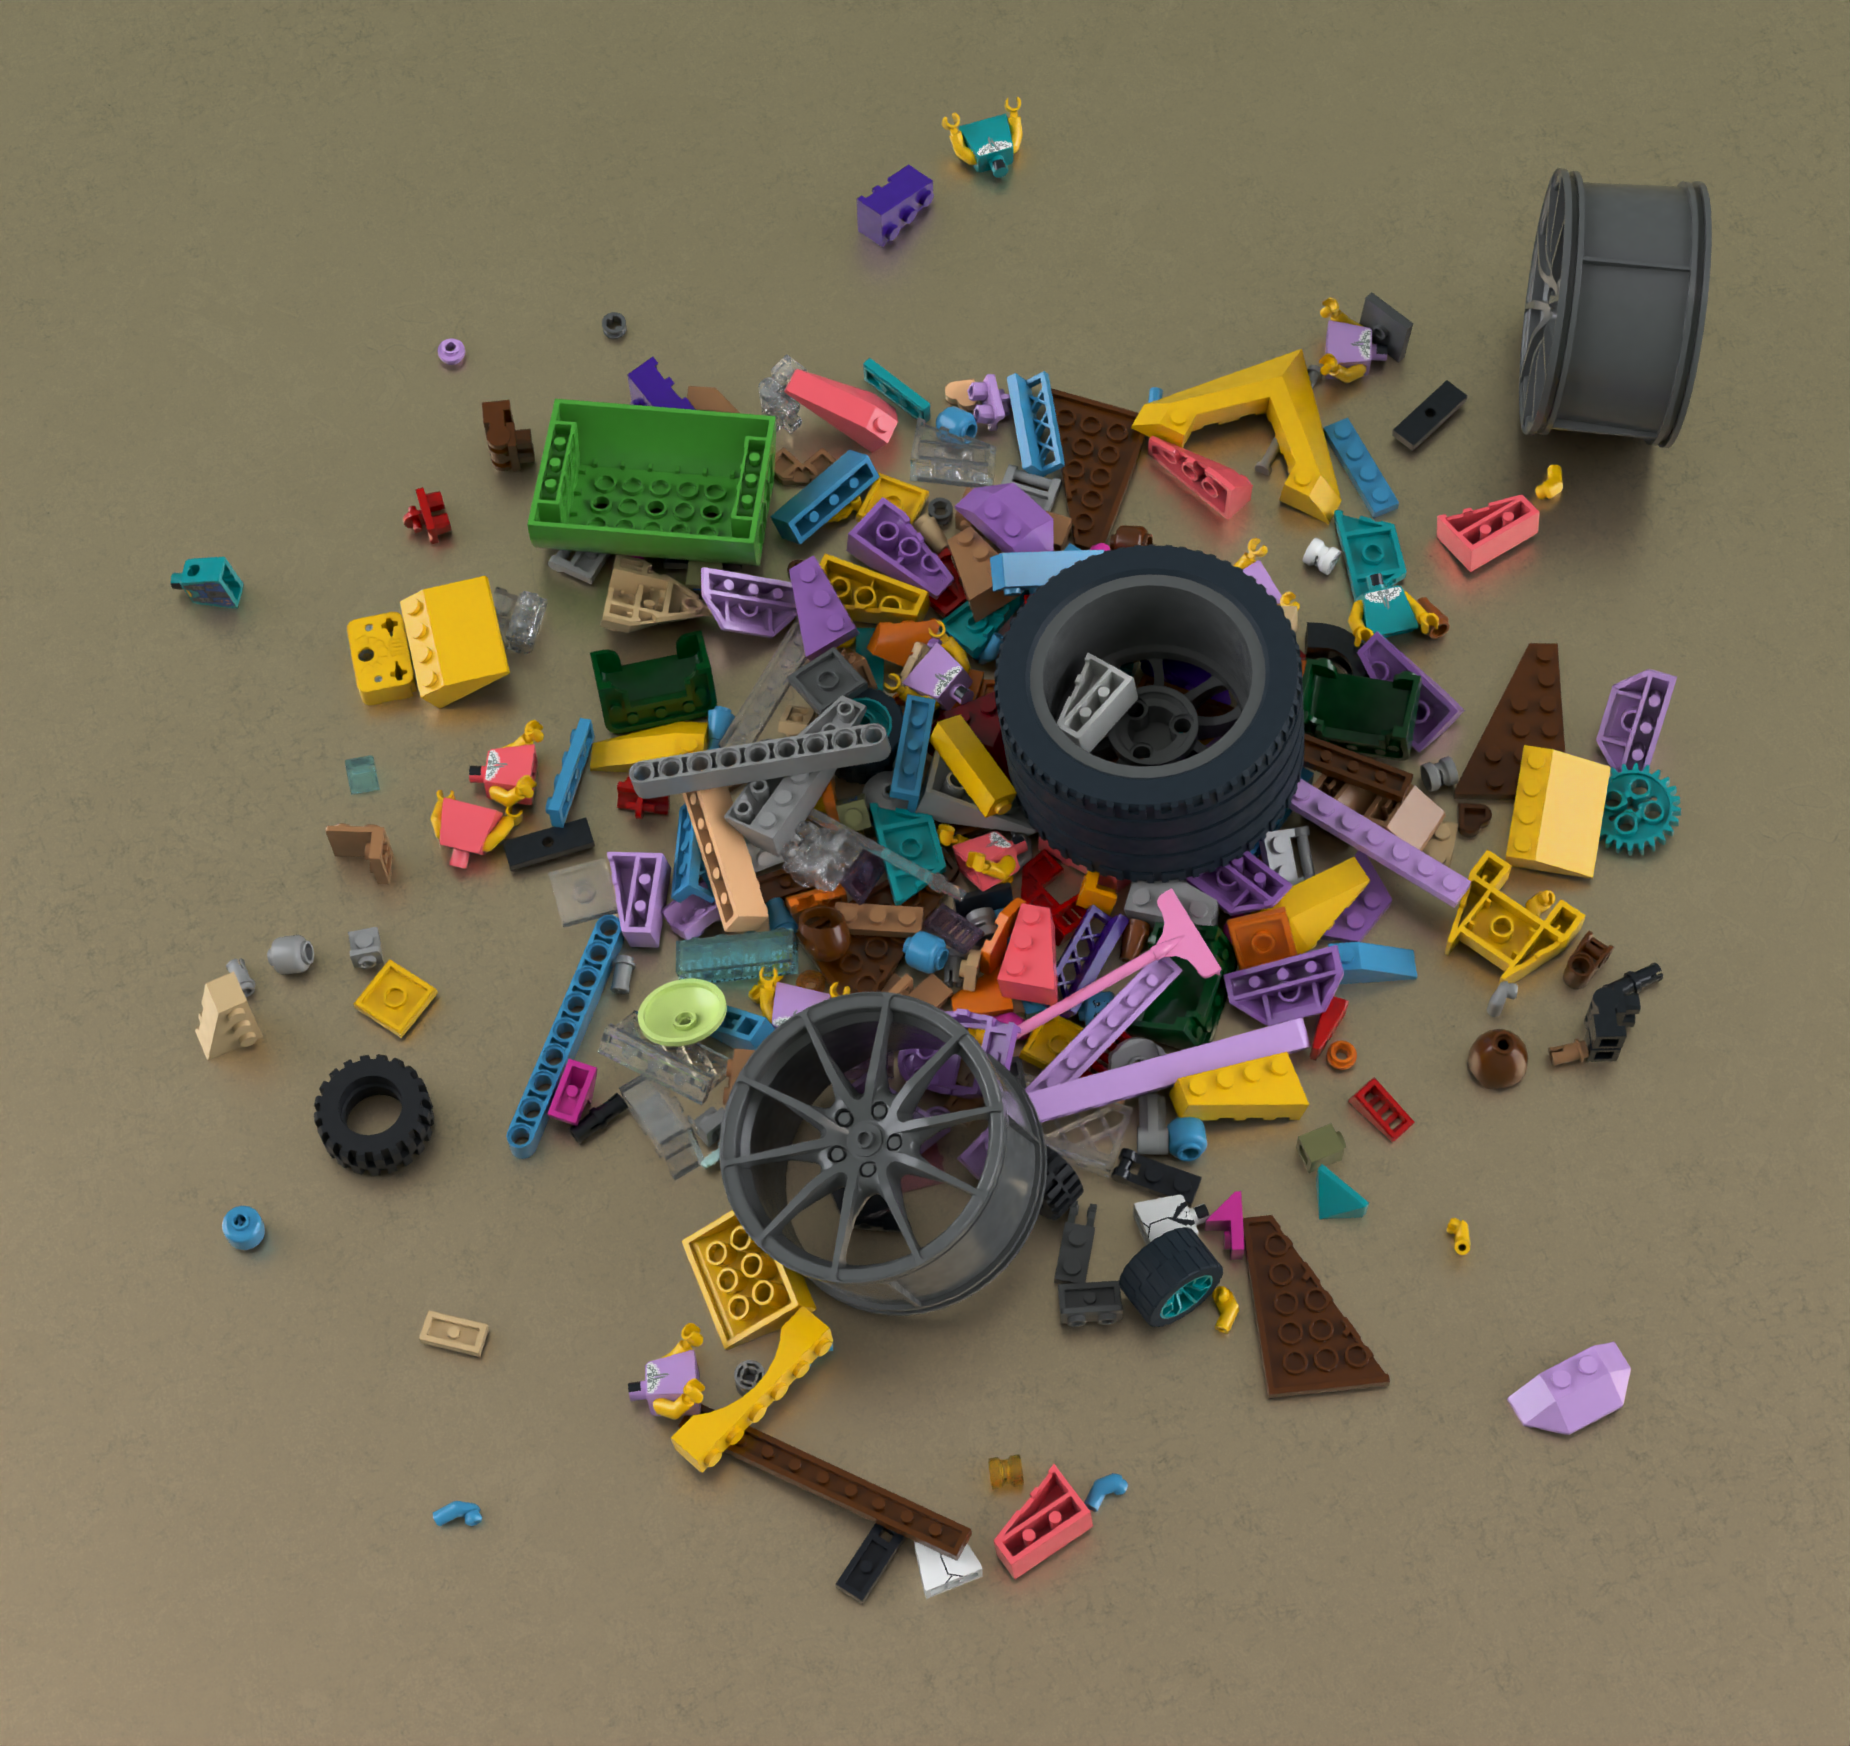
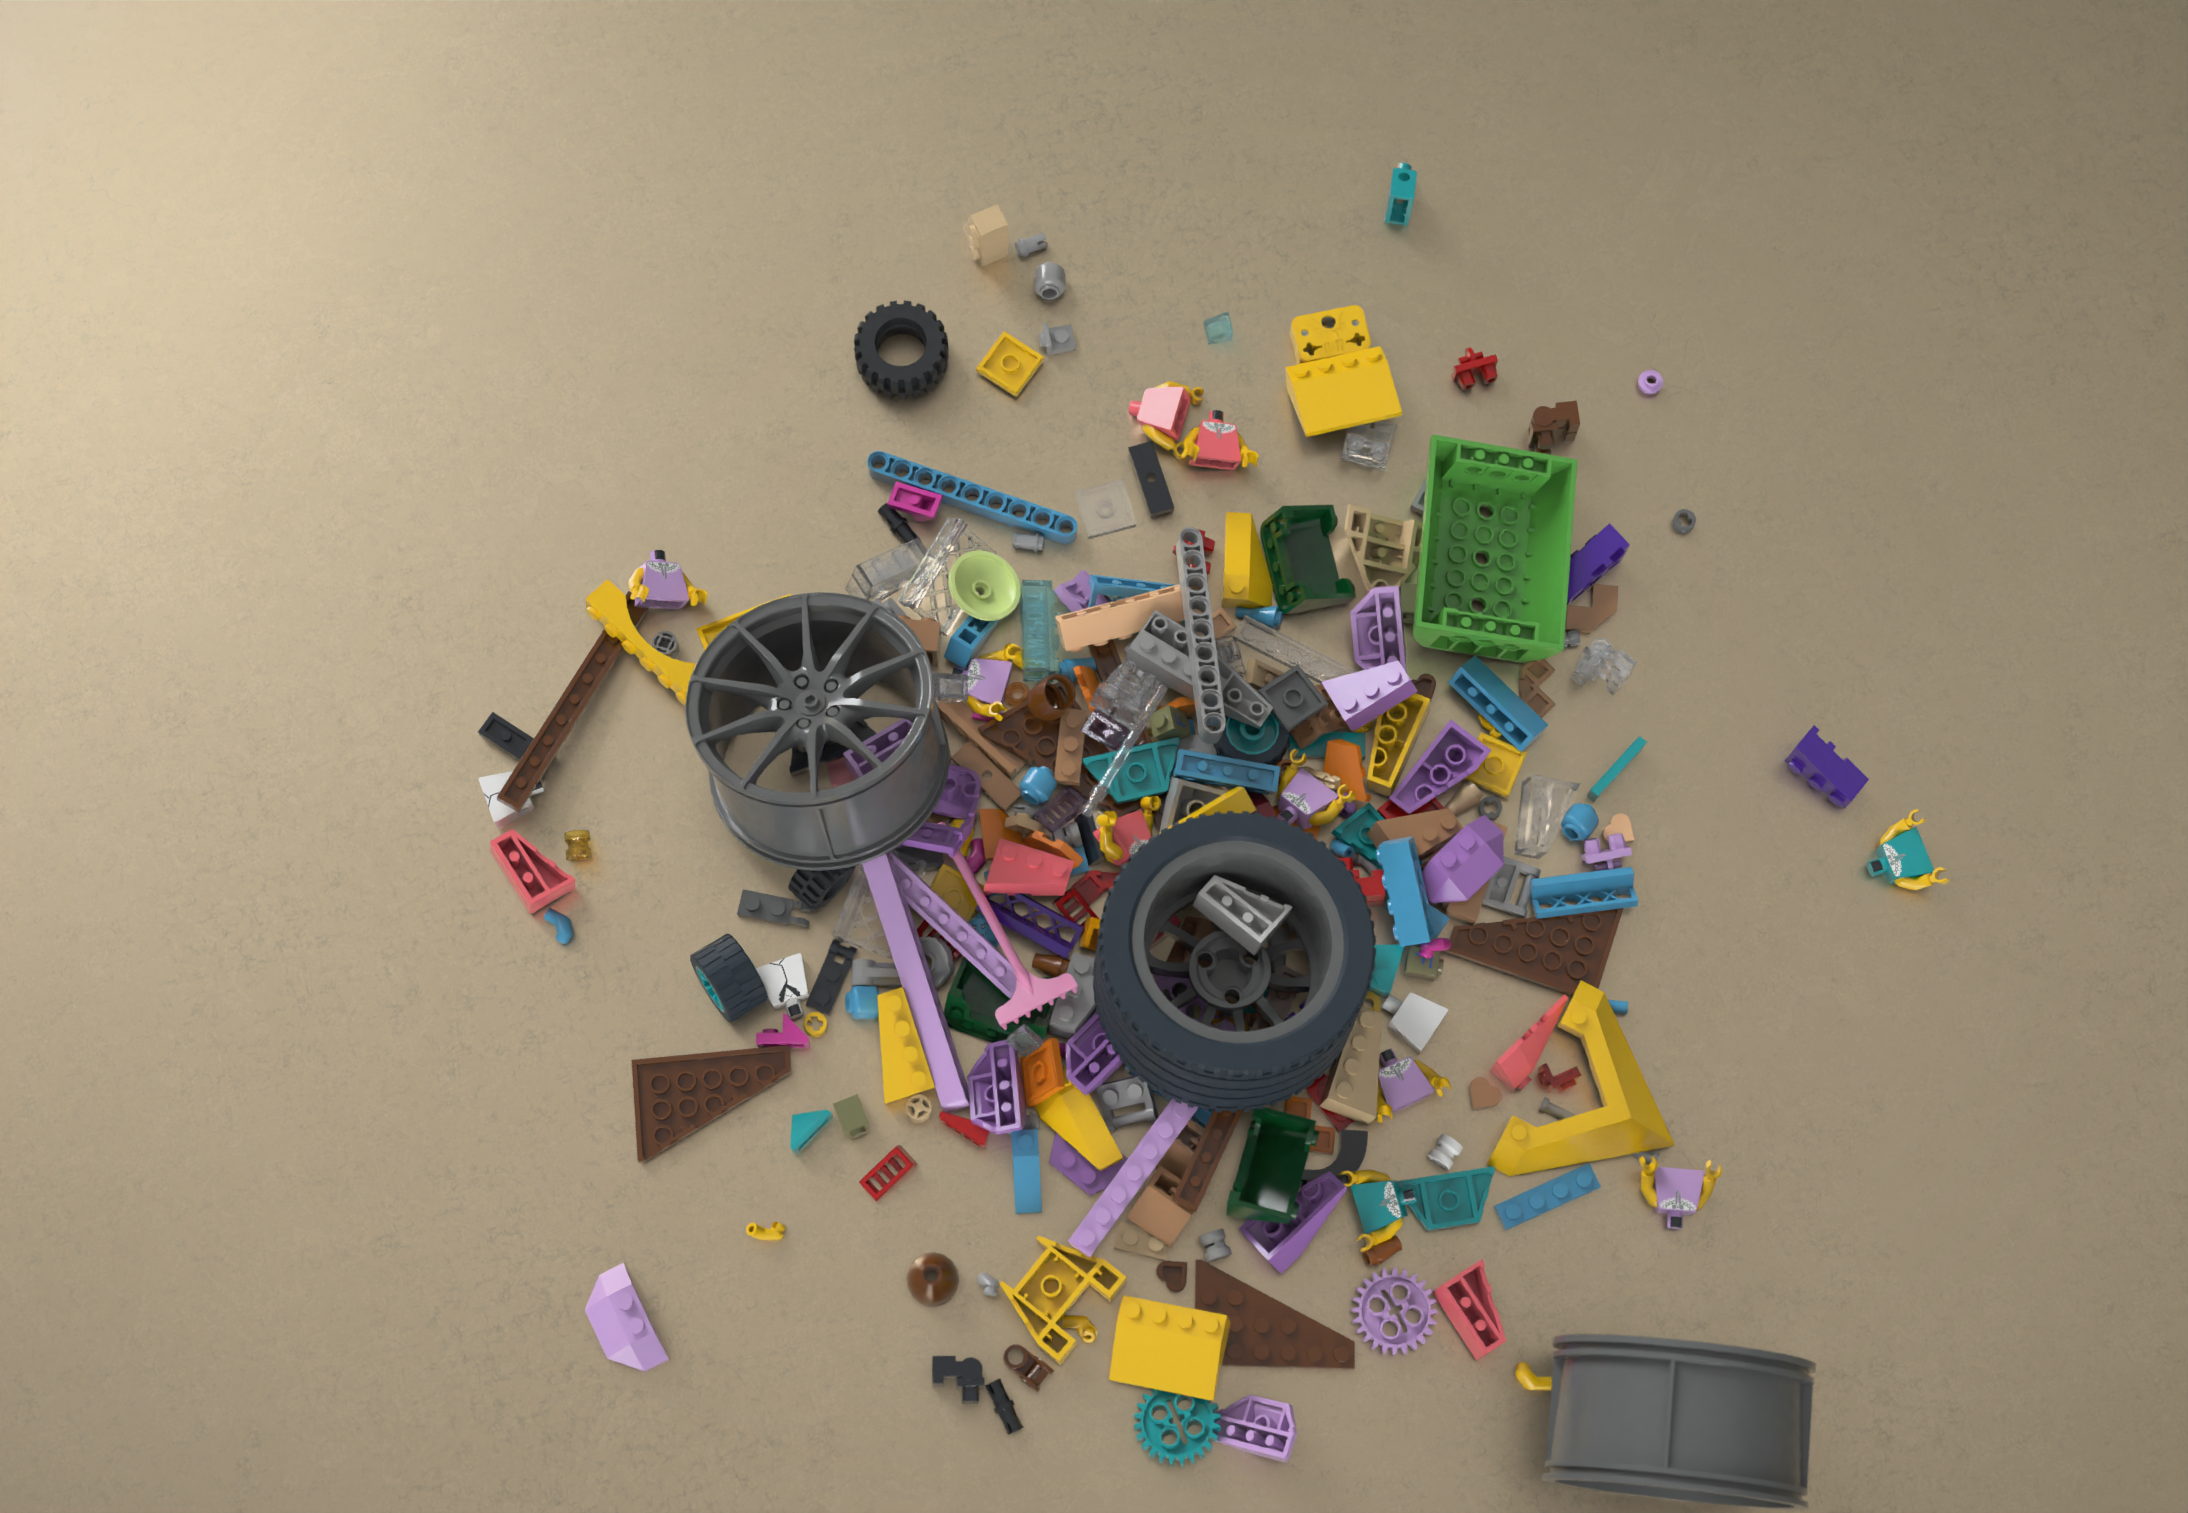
camera: 85 degrees right, 10 degrees up
(243, 1227) = (809, 258): dark azure head -> none
(365, 842) = (1138, 341): medium nougat bracket -> none
(454, 1333) = (716, 421): tan plate -> none
(458, 1509) = (571, 429): dark azure arm -> none
(572, 769) = (1215, 493): dark azure plate -> none
(641, 893) = (1098, 551): lavender wedge -> none
(849, 409) = (1589, 728): coral wedge -> none
(1090, 1303) = (719, 915): dark grey bracket -> none
(1129, 536) = (1455, 977): reddish brown head -> none
(1204, 1190) = (820, 1018): none -> yellow bush
(1227, 1307) = (712, 1032): yellow arm -> none
(1229, 957) = (1024, 1040): none -> clear tile
(1238, 450) = (1564, 1080): none -> clear red bracket
(1255, 523) = (1483, 1094): none -> medium nougat tile
(1309, 1070) = (919, 1103): none -> tan wheel
(1345, 1048) = (934, 1135): orange plate -> none
(1387, 326) = (1697, 1224): dark grey plate -> none
(1429, 415) = (1617, 1277): black tile -> none
(1494, 605) = (1415, 1299): none -> lavender gear
(1568, 1052) = (936, 1341): medium nougat pin -> none

